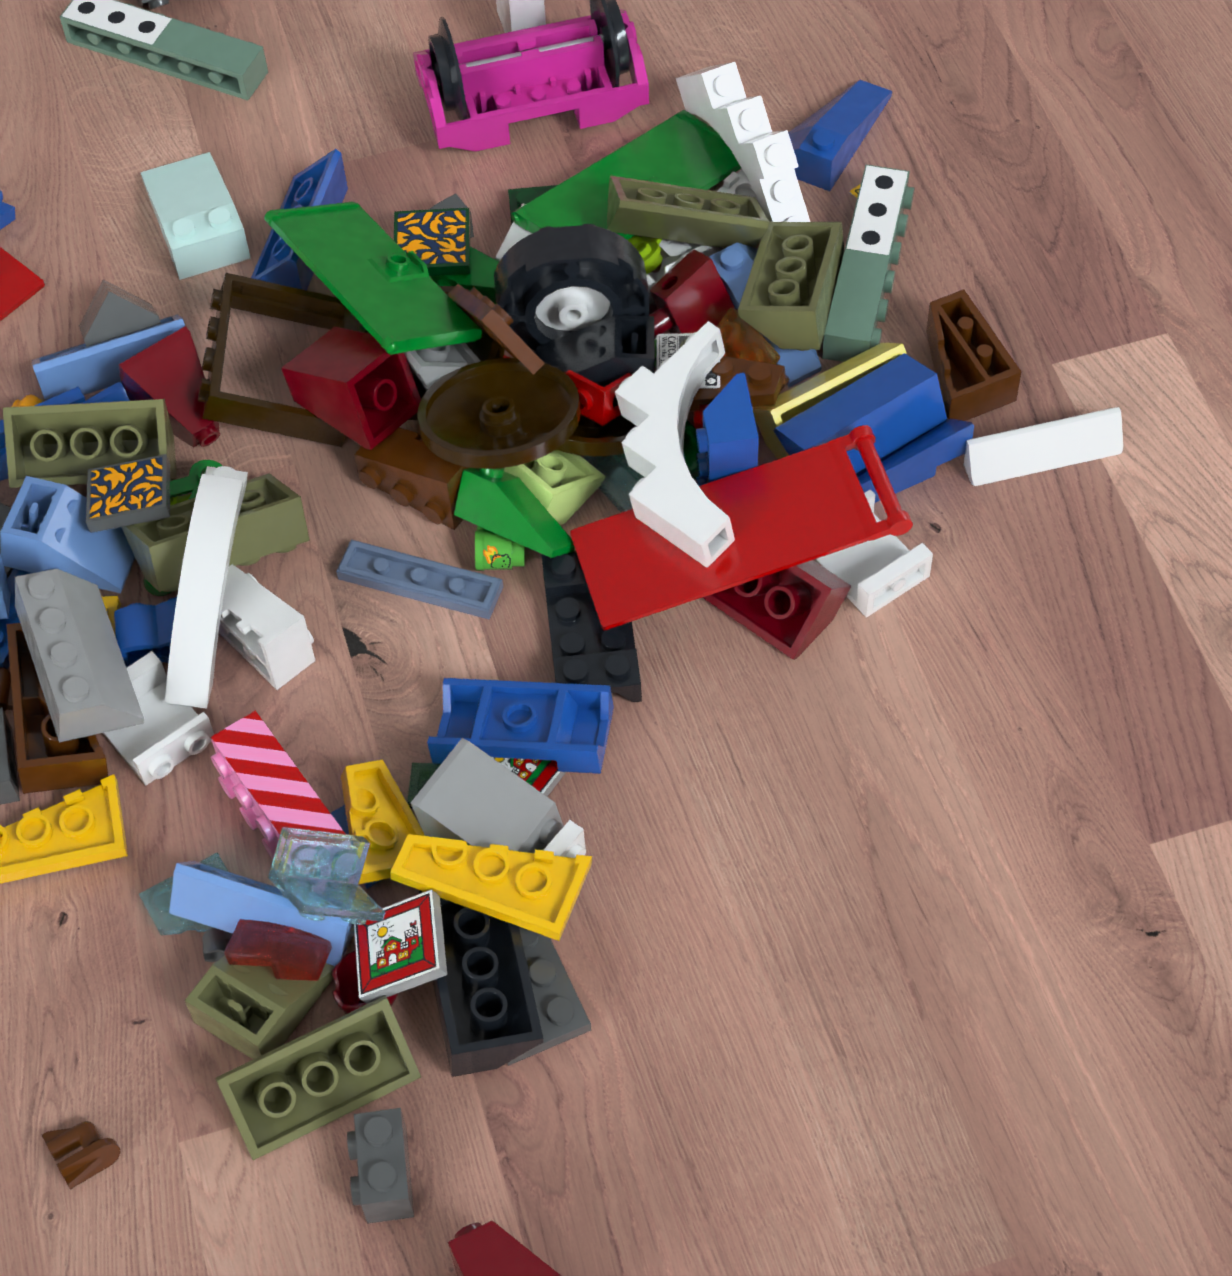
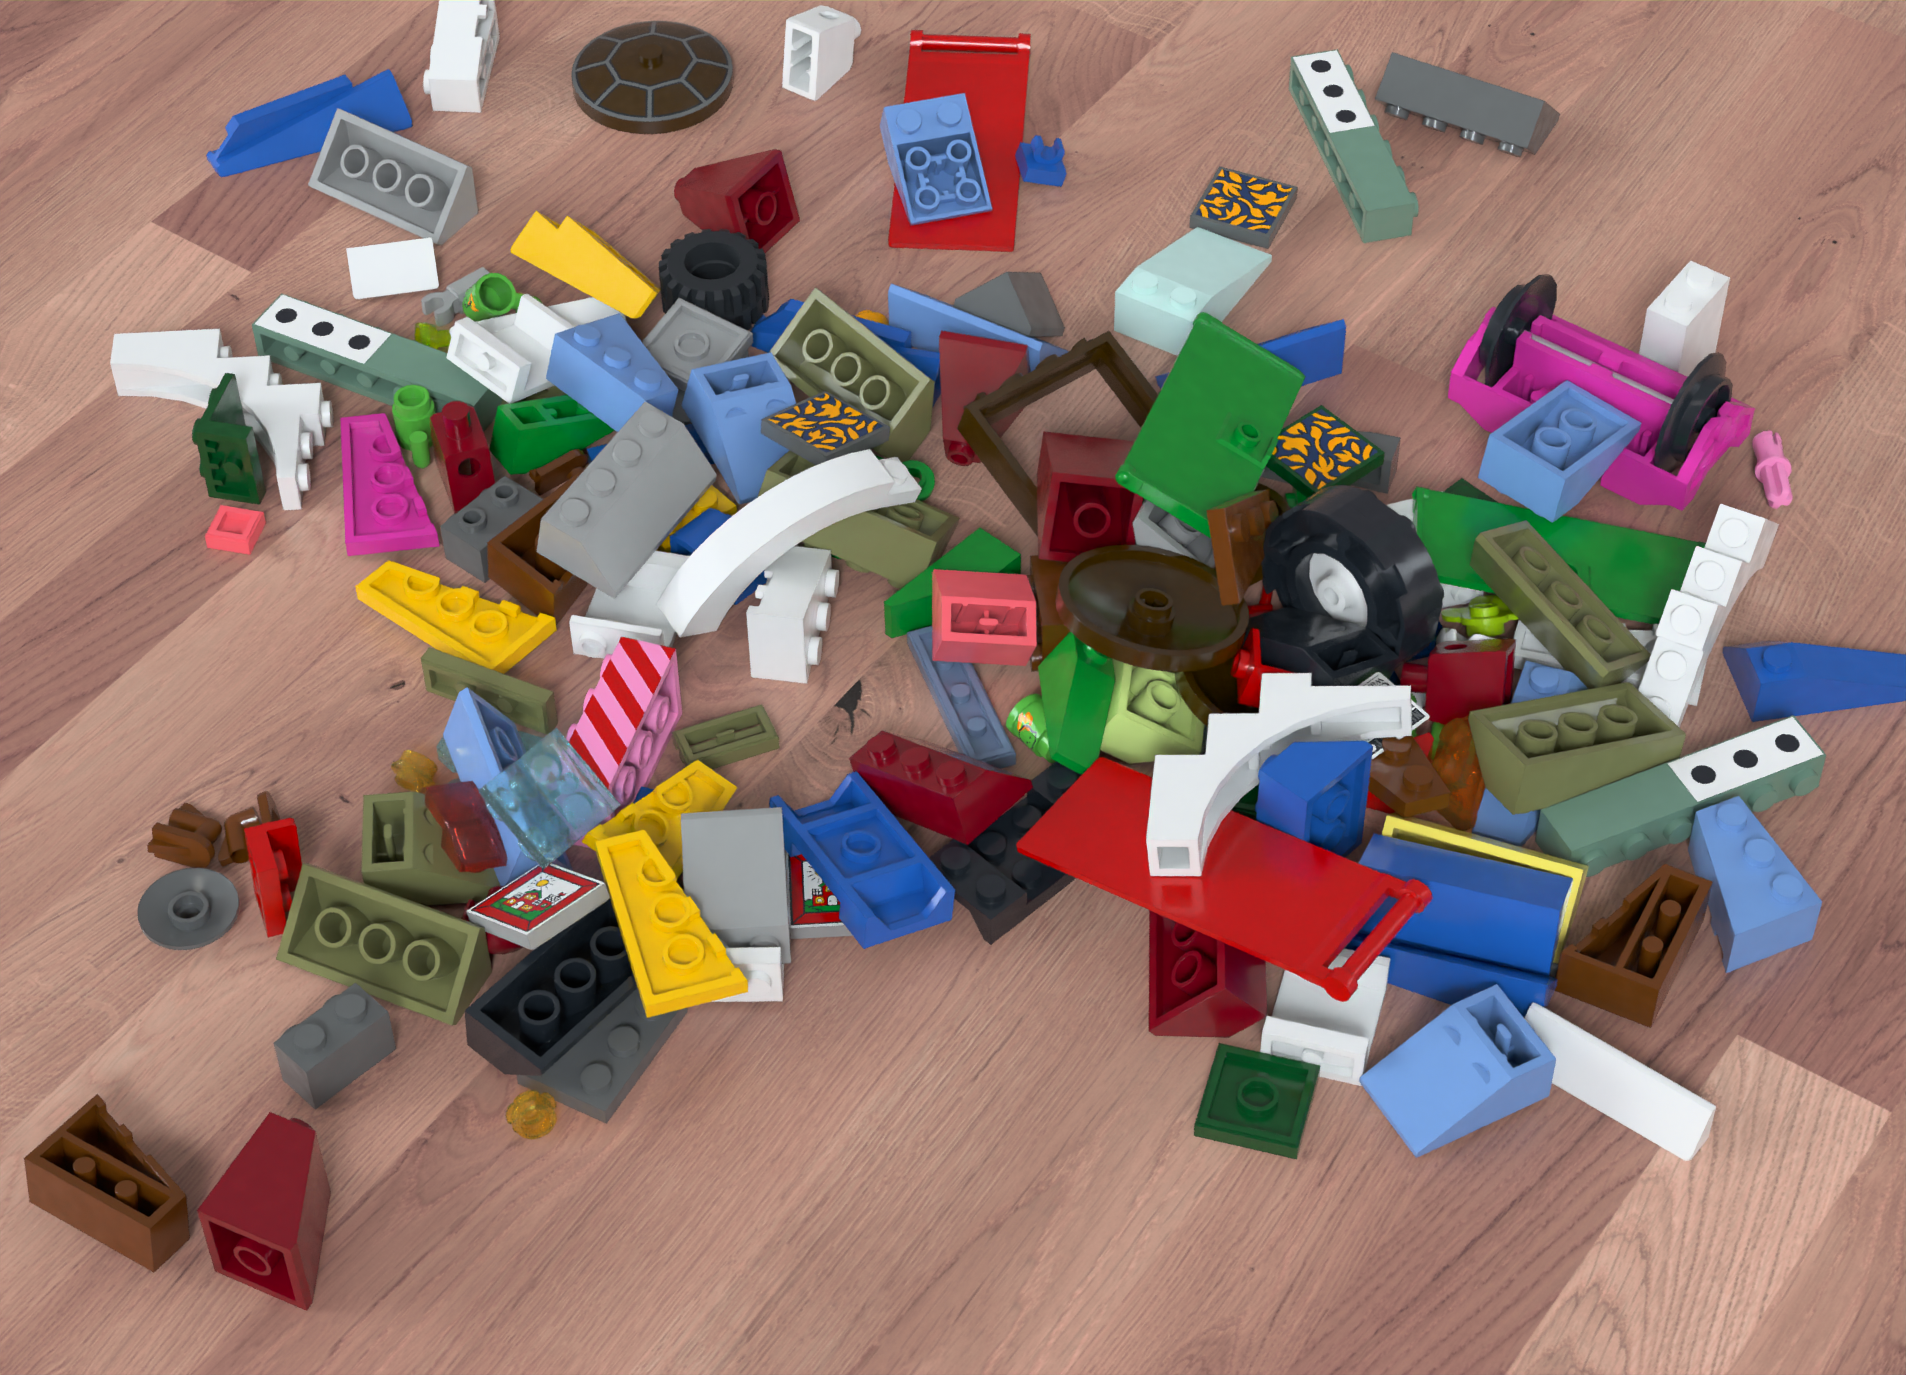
camera: 50 degrees right, 10 degrees down
(116, 1121) = (234, 843): none -> reddish brown piece
(139, 860) = (514, 698): none -> olive tile
(145, 1177) = (188, 909): none -> dark grey dish
(151, 136) = (1244, 207): none -> tile
(166, 957) = (414, 771): none -> clear yellow plate
(191, 1112) = (274, 869): none -> red bracket
(313, 770) = (728, 745): none -> olive tile
(329, 511) = (912, 604): none -> green slope
(384, 514) = (982, 618): none -> coral slope
(501, 638) = (937, 785): none -> dark red slope
(552, 1071) = (532, 1114): none -> clear yellow plate
(561, 122) = (1556, 450): none -> medium blue slope
(657, 41) = (1772, 468): none -> bright pink axle
(899, 638) = (1257, 1101): none -> dark green tile
(941, 266) = (1756, 891): none -> medium blue wedge
(980, 516) = (1461, 1072): none -> medium blue slope

